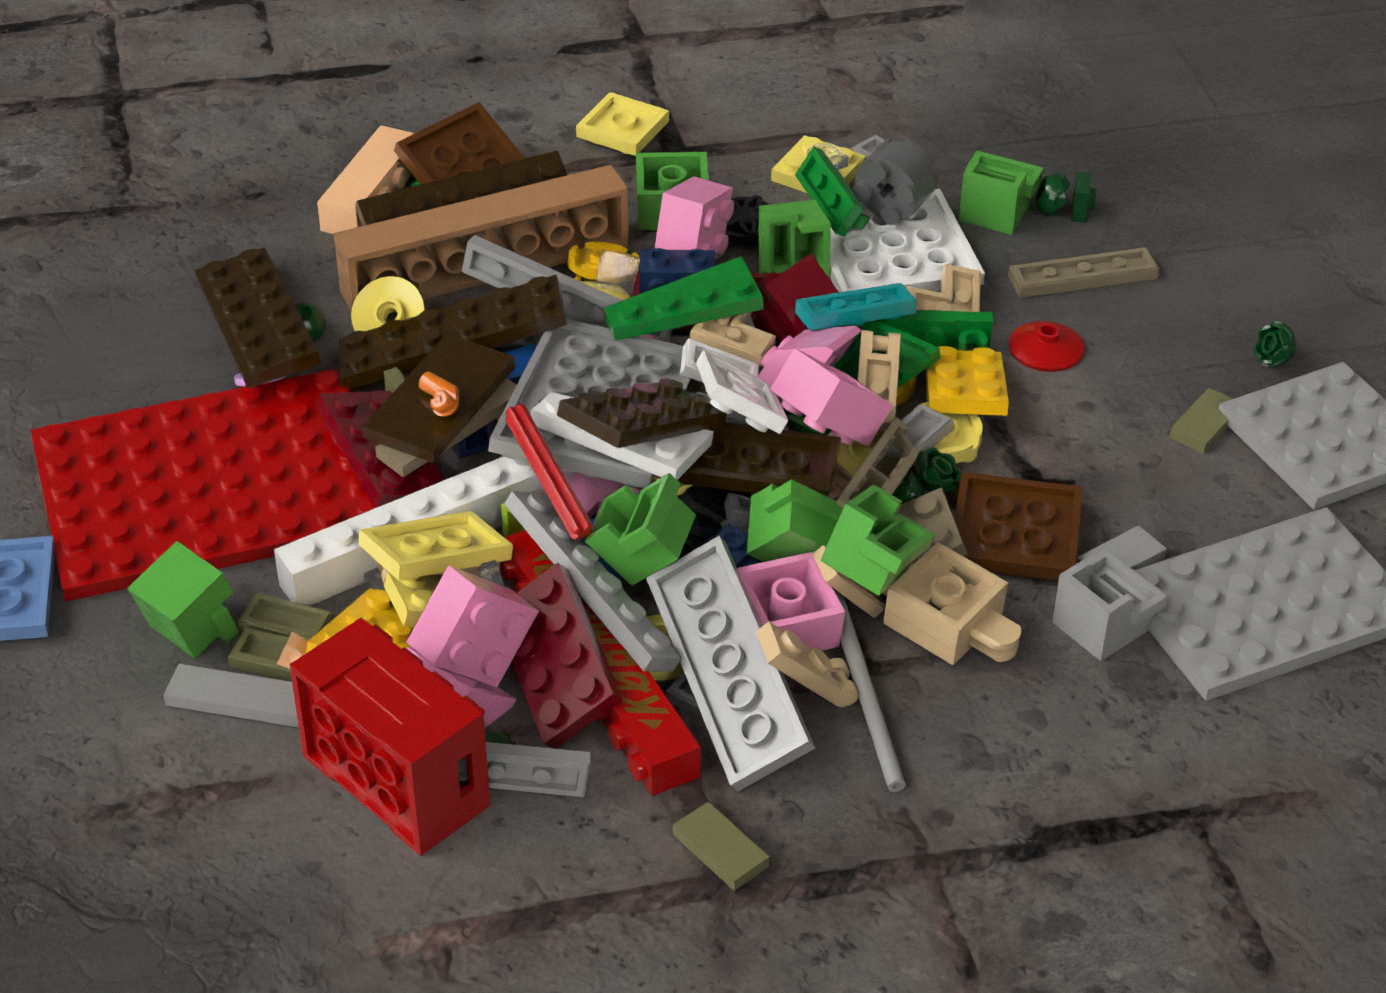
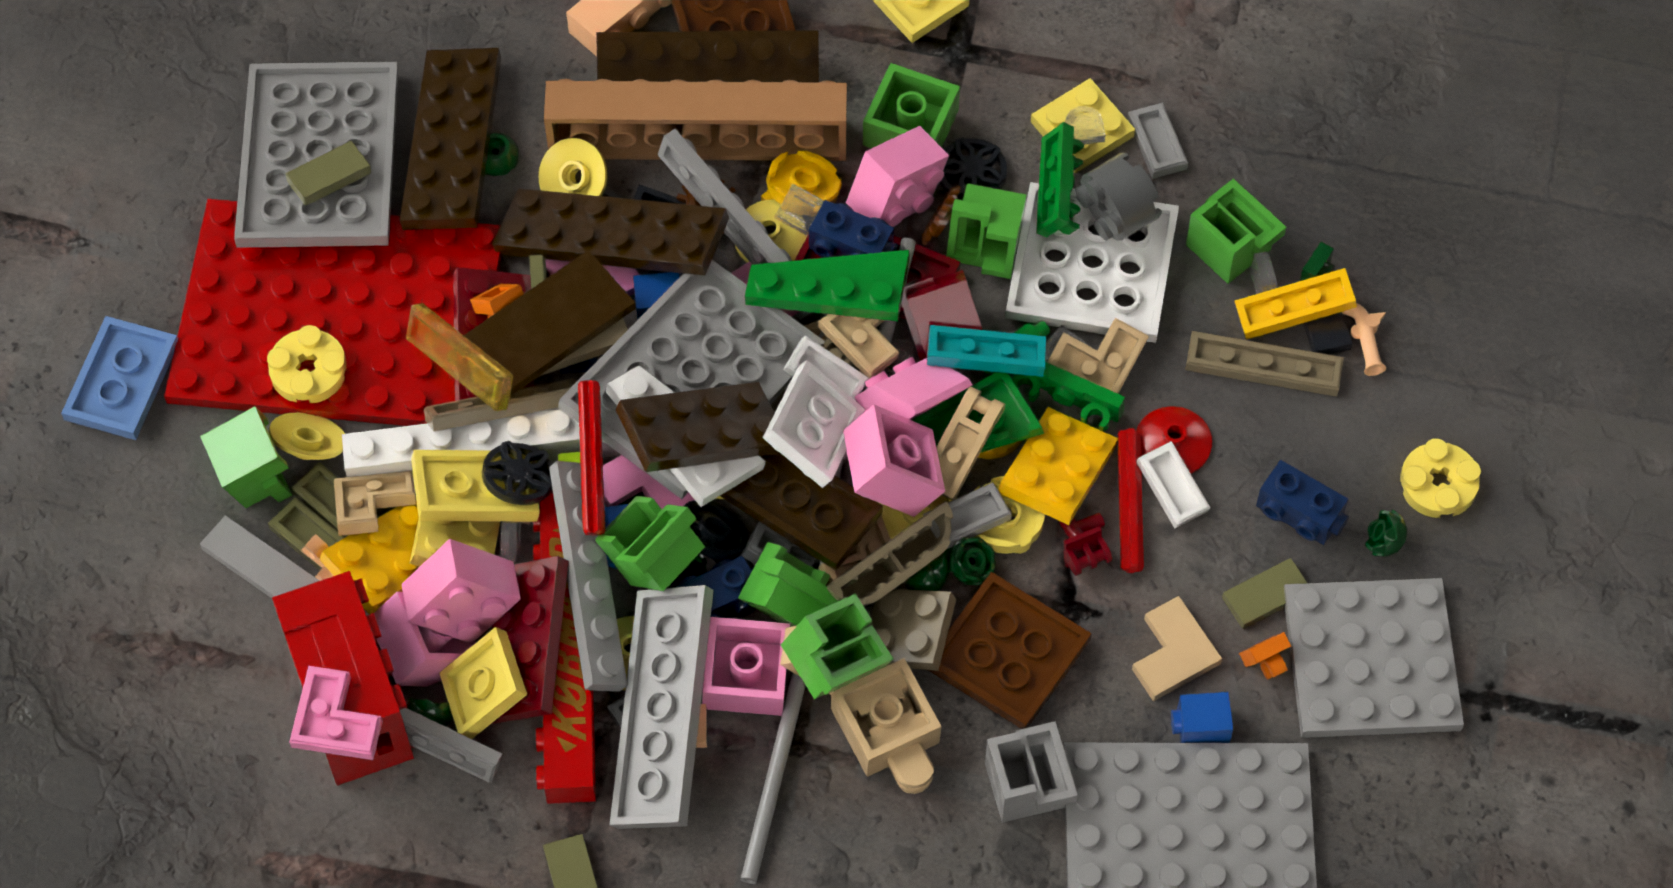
camera: 25 degrees right, 20 degrees up
(130, 363) = (297, 116): none -> light grey plate
(151, 362) = (328, 173): none -> olive tile
(225, 522) = (303, 345): none -> light yellow plate
(242, 575) = (306, 436): none -> light yellow dish
(330, 596) = (361, 496): none -> tan tile
(365, 448) = (459, 357): none -> clear yellow tile
(374, 400) = (496, 298): none -> orange tile
(412, 749) = (323, 723): none -> bright pink tile
(422, 480) = (475, 410): none -> dark tan tile
(445, 394) = (547, 331): orange arm -> none
(474, 520) = (517, 473): none -> black wheel
(537, 697) = (483, 683): none -> light yellow plate
(746, 239) = (941, 216): none -> reddish brown gear
(807, 665) = (724, 738): tan plate -> none
(1028, 426) = (1085, 543): none -> dark red arm
(1043, 215) = (1262, 273): none -> clear tile
(1044, 392) = (1130, 501): none -> red axle
(1051, 193) = (1286, 253): dark green plate -> none
(1071, 369) = (1173, 484): none -> white tile
(1083, 220) = (1295, 303): none -> yellow plate
(1120, 237) = (1328, 334): none -> black tile
(1133, 547) = (1088, 719): light grey tile -> none
(1145, 226) = (1365, 328): none -> light nougat piece
(1166, 481) = (1184, 653): none -> tan tile
(1193, 342) = (1302, 503): none -> dark blue brick
(1226, 514) = (1203, 718): none -> blue brick
(1245, 456) = (1267, 655): none -> orange tile
(1301, 293) = (1443, 499): none -> light yellow plate

